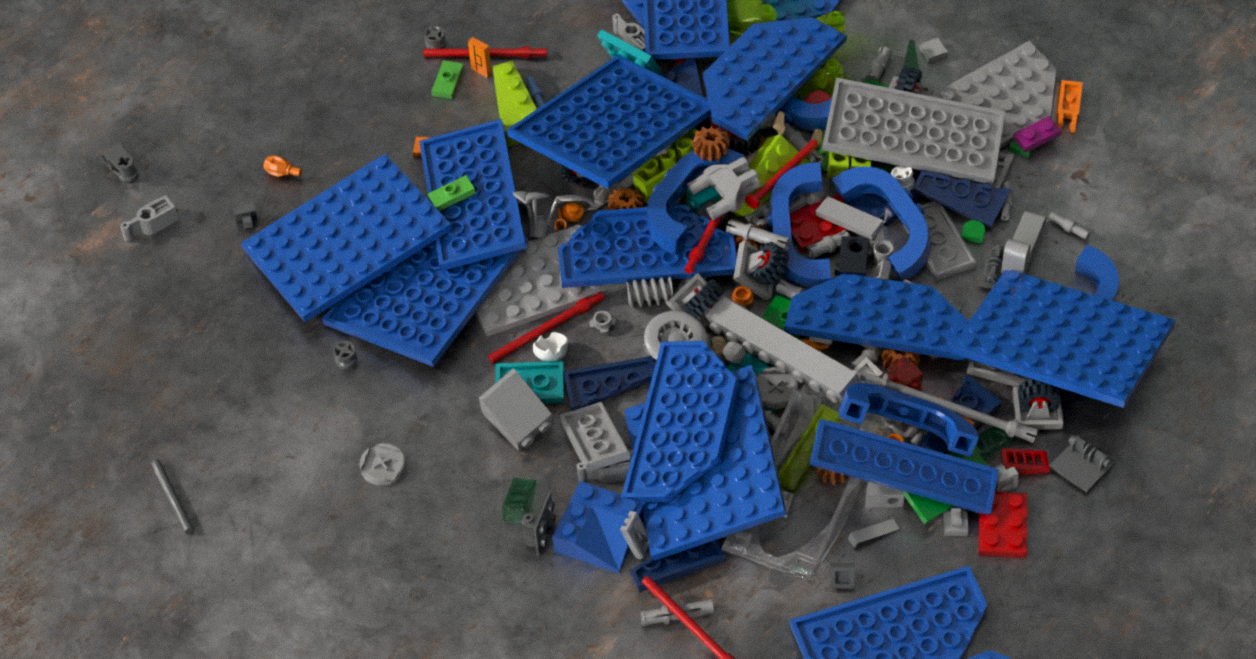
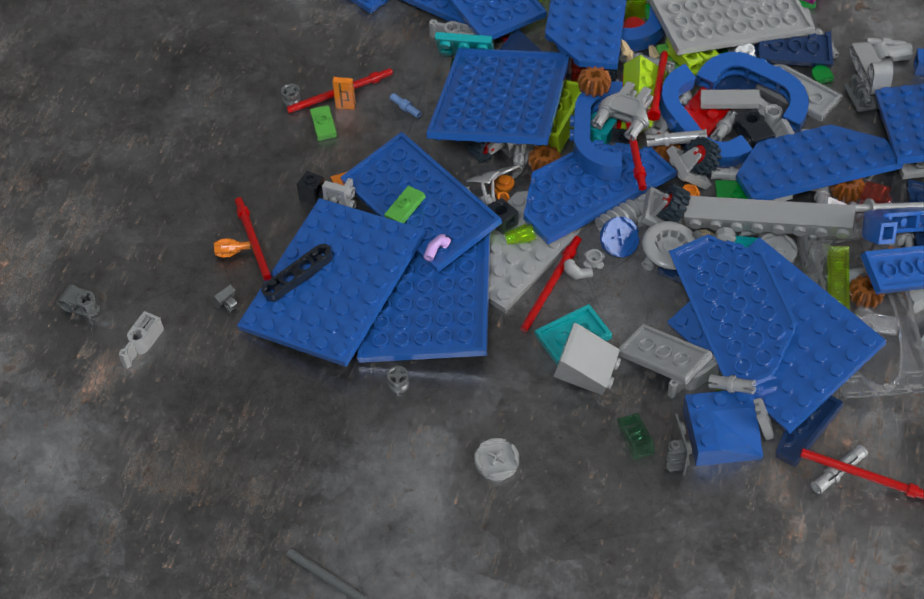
camera: 30 degrees left, 0 degrees up
(314, 140) = (243, 214): none -> red bar
(315, 213) = (296, 271): none -> black beam
(389, 140) = (310, 187): none -> black brick
(406, 160) = (340, 194): none -> light grey bracket
(447, 243) = (432, 247): none -> lavender arm
(512, 97) = (395, 115): lime wedge -> none
(539, 242) = (507, 213): none -> black brick
(545, 268) = (520, 235): none -> clear neon green cone
(552, 348) = (571, 296): white hair -> none
(576, 327) = (575, 271): none -> light grey arm
(604, 381) = (630, 308): dark blue wing -> none
(623, 489) = (732, 384): none -> light grey pin
(636, 309) = (619, 237): none -> tile
(813, 494) = (880, 323): none -> clear piece
(1057, 238) = (893, 52): none -> light grey piece

